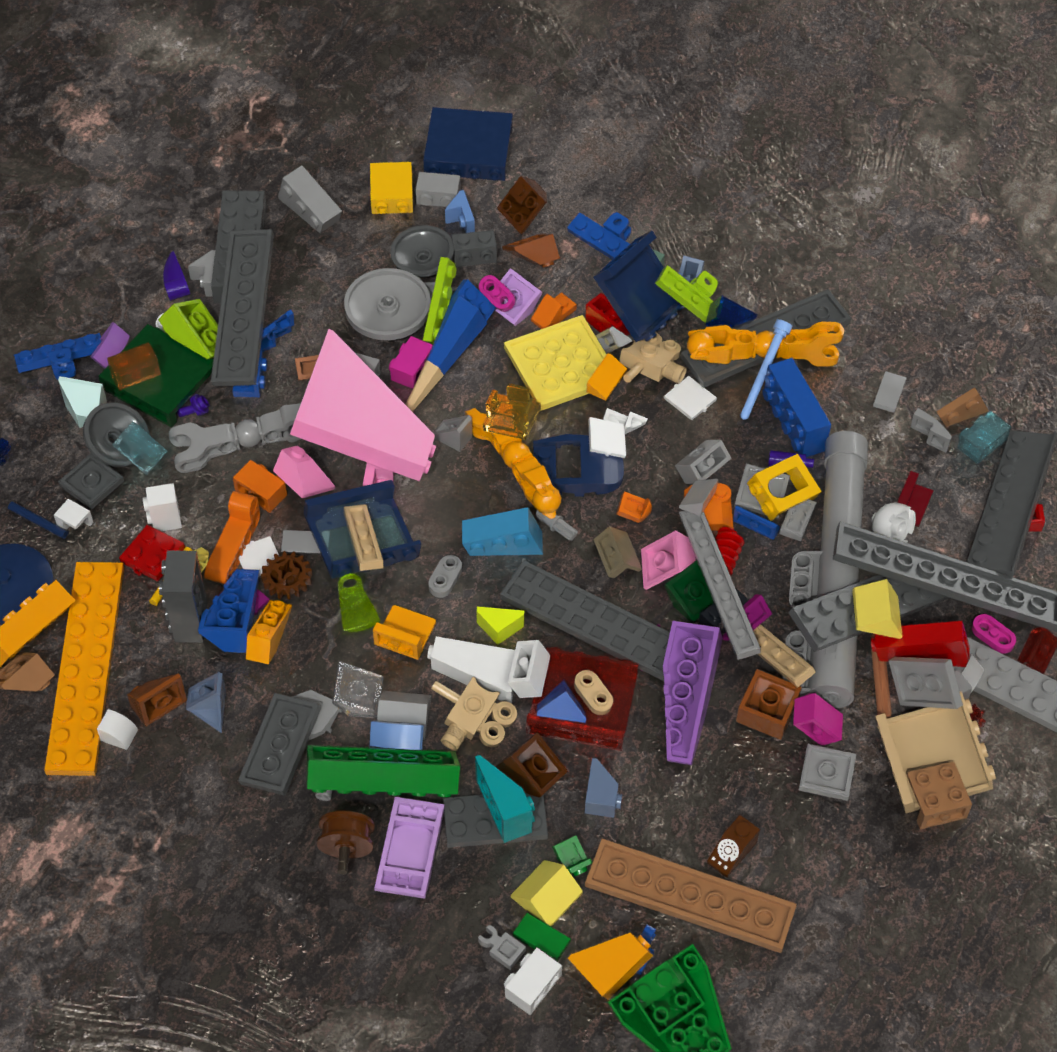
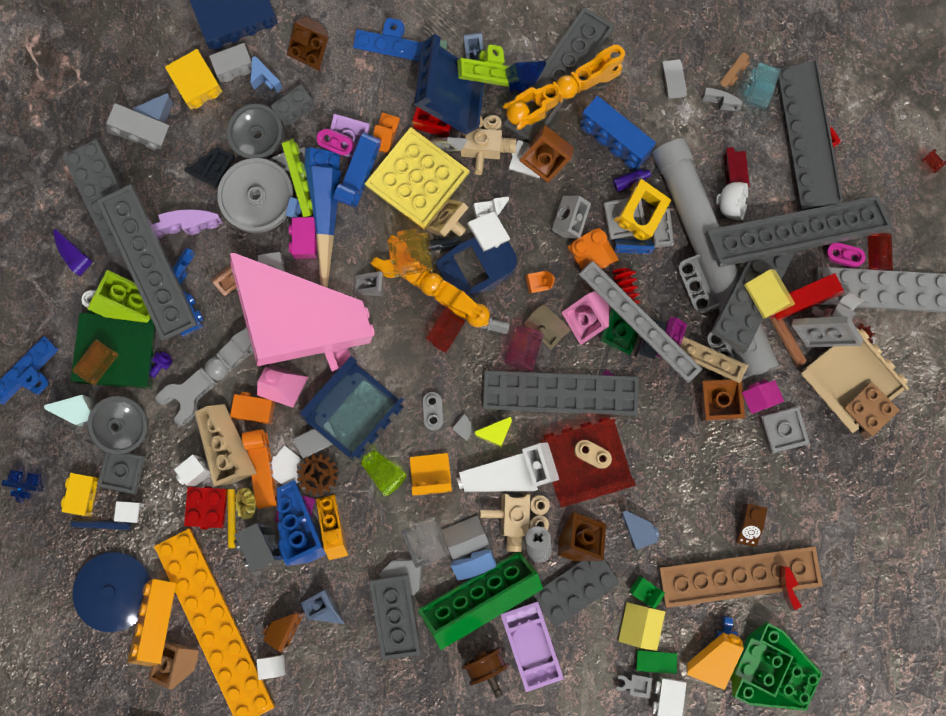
camera: 25 degrees left, 25 degrees up
(36, 481) = (79, 494): none -> yellow brick
(112, 343) = (62, 345): medium lavender slope -> none
(139, 447) = (143, 428): clear light blue brick -> none
(203, 270) = (91, 235): light grey slope -> none
(206, 504) = (223, 446): none -> tan wedge
(305, 297) = (189, 220): none -> lavender slope
(342, 194) = (157, 108): none -> sand blue slope
(359, 263) = (211, 167): none -> black wing
(363, 537) = (360, 419): tan tile -> none
(417, 328) = (293, 208): none -> medium blue tile
(467, 605) = (463, 428): none -> light grey tile
(478, 740) = (538, 544): none -> light grey piece
(503, 534) = (457, 358): dark azure wedge -> none
(504, 500) = (445, 330): none -> clear red panel
(505, 801) = (591, 589): teal slope -> none
(508, 325) = (359, 170): none -> blue beam
(535, 249) = (339, 82): dark orange slope -> none
(550, 429) = (442, 243): none -> black axle
(561, 705) = (577, 479): slope -> none
(571, 407) = (448, 218): none -> tan tile
(578, 557) = (524, 348): none -> clear pink brick
(606, 377) = (461, 178): light orange slope -> none
(688, 683) = (656, 414): medium lavender wedge -> none
(699, 496) = (588, 255): light grey slope -> none
(710, 395) = (547, 154): none -> dark orange slope
(741, 922) = (788, 582): none -> red slope
(781, 329) = (577, 74): light blue piece -> none

